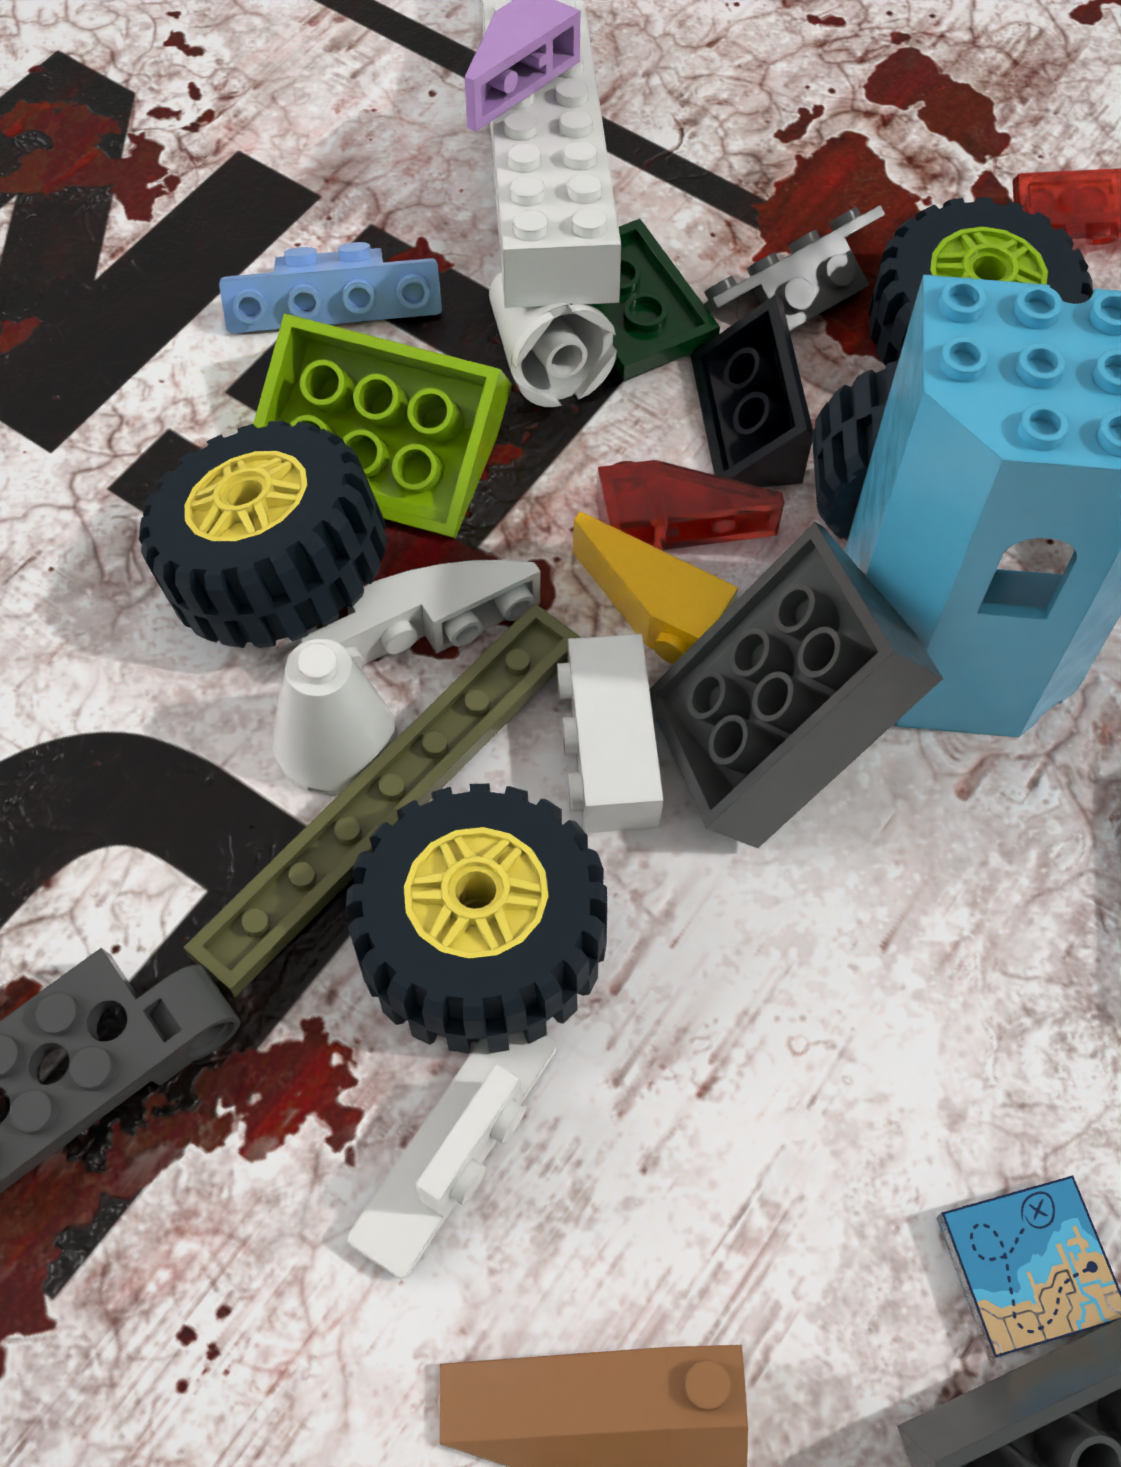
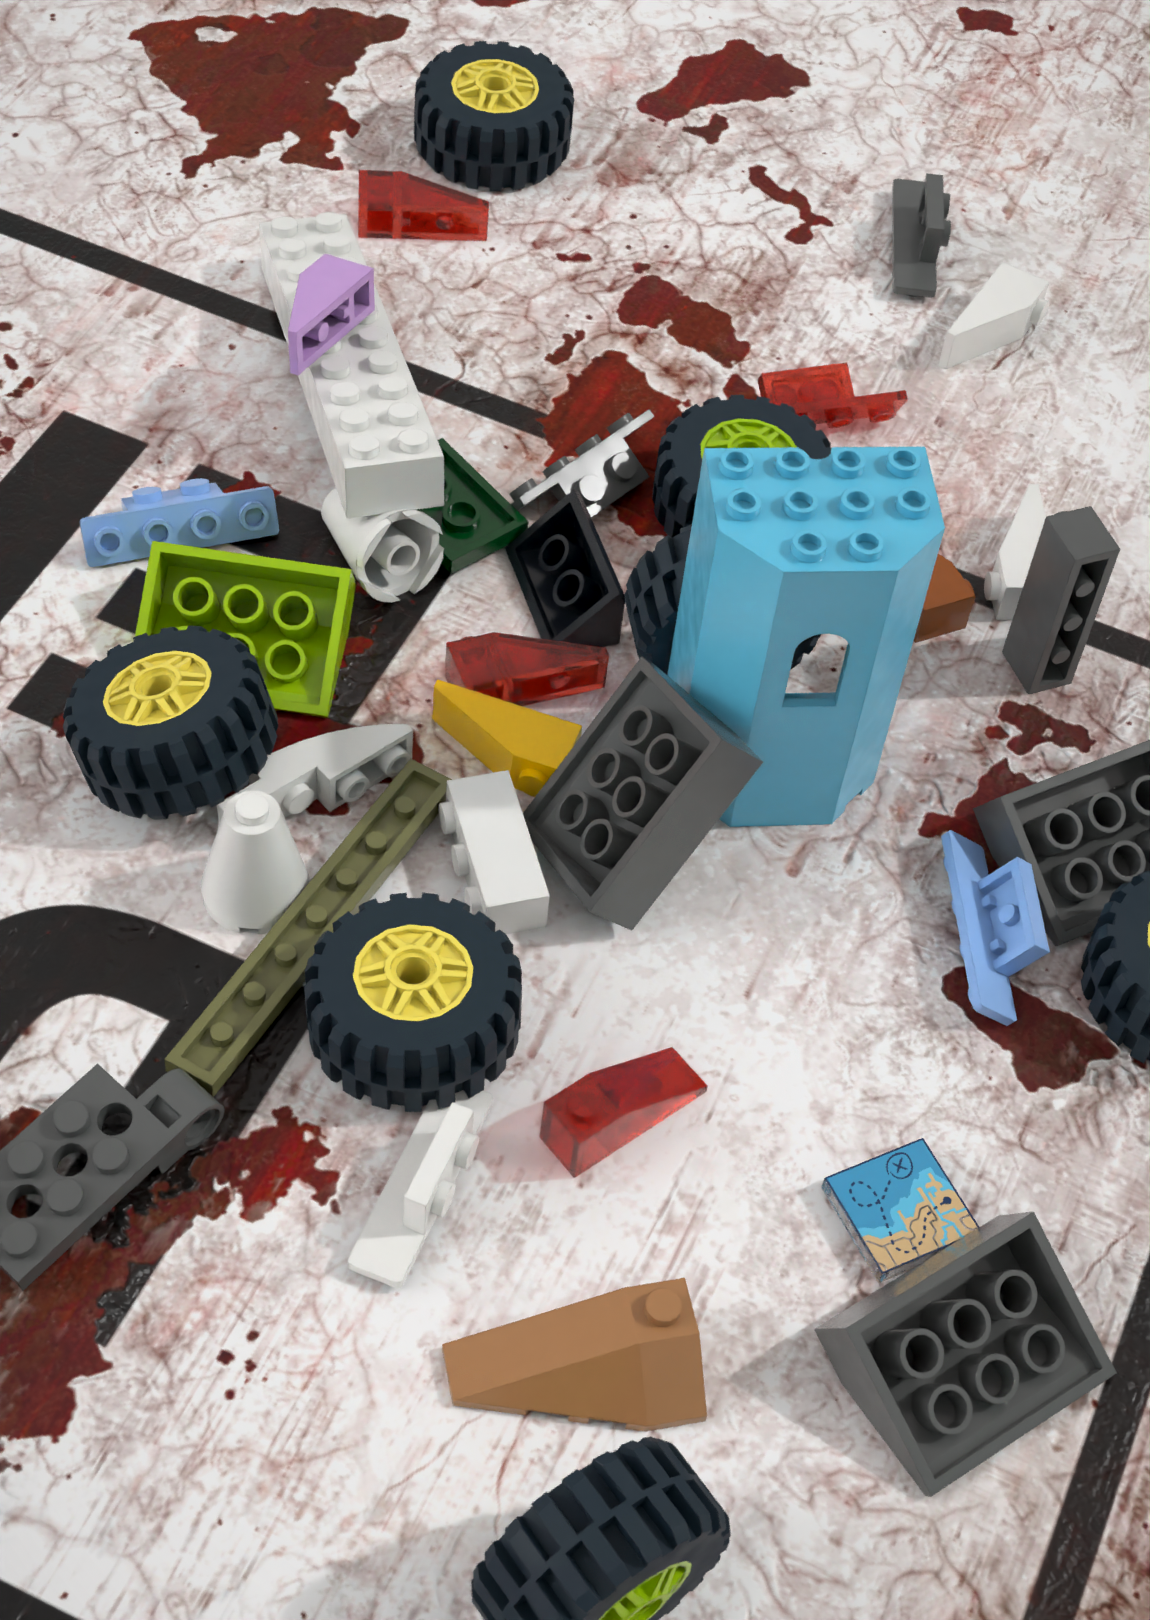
camera: 15 degrees left, 10 degrees down
(705, 1078) = (616, 1107): none -> clear red slope

